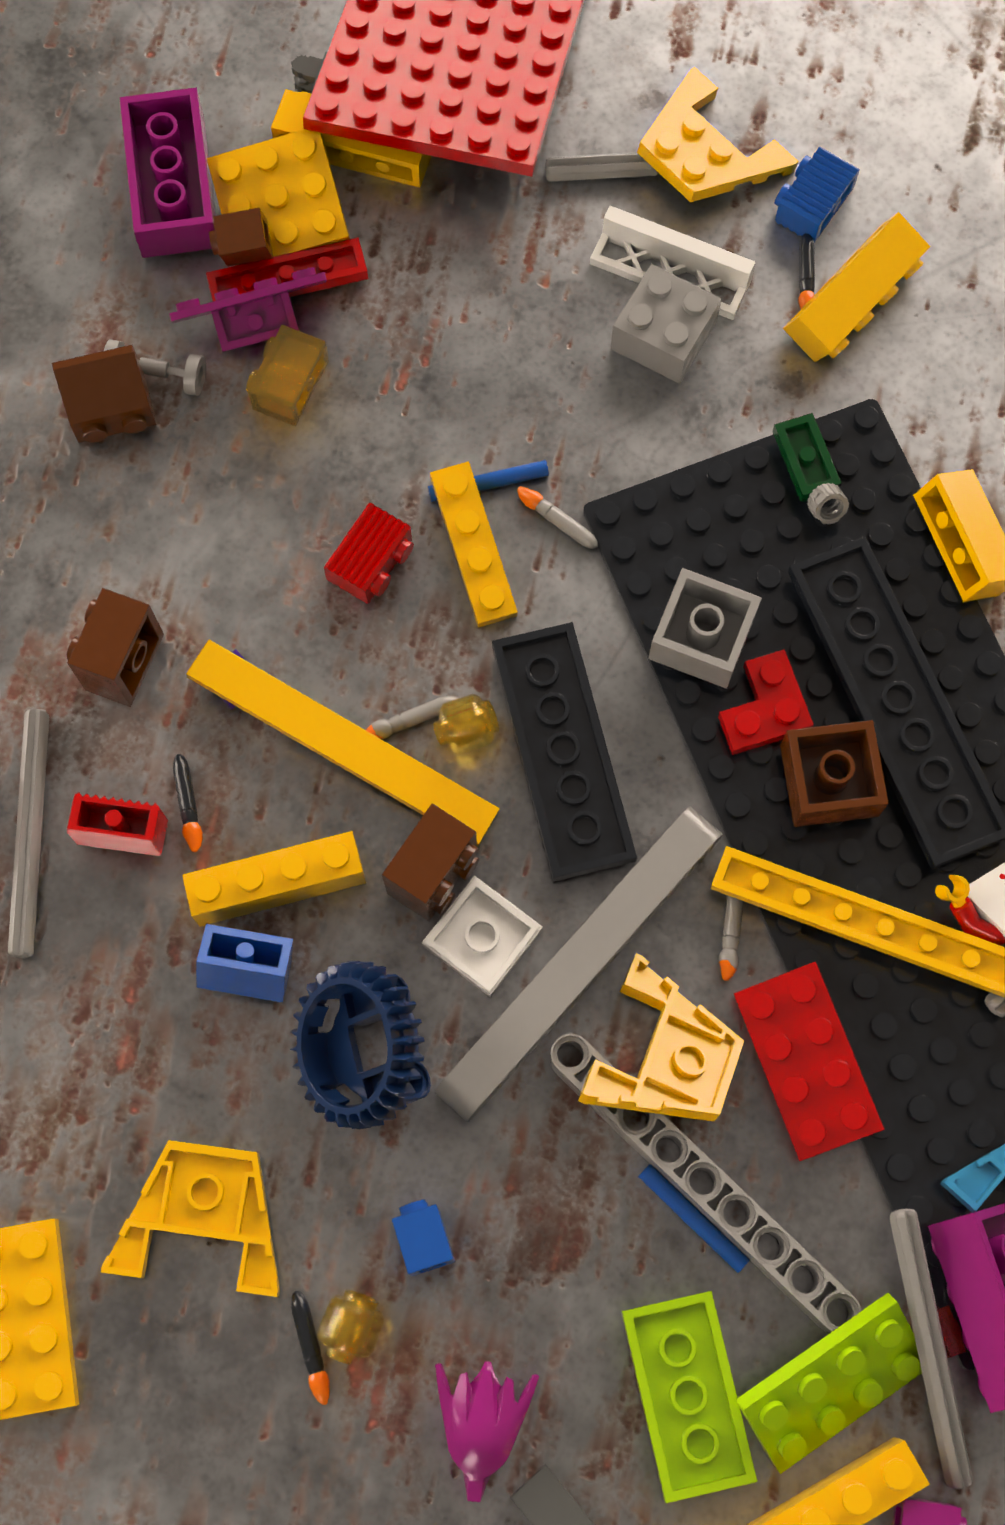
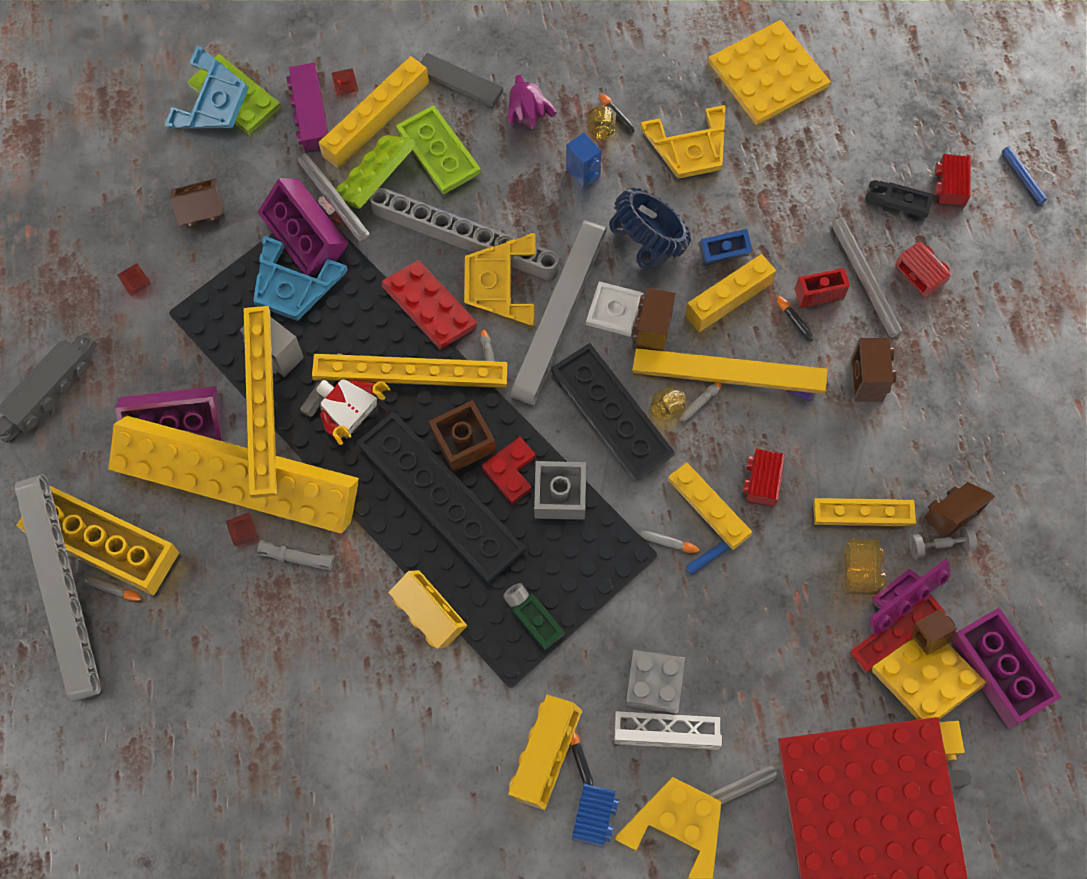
camera: 160 degrees right, 5 degrees down
(244, 452) = (864, 512): none -> yellow plate

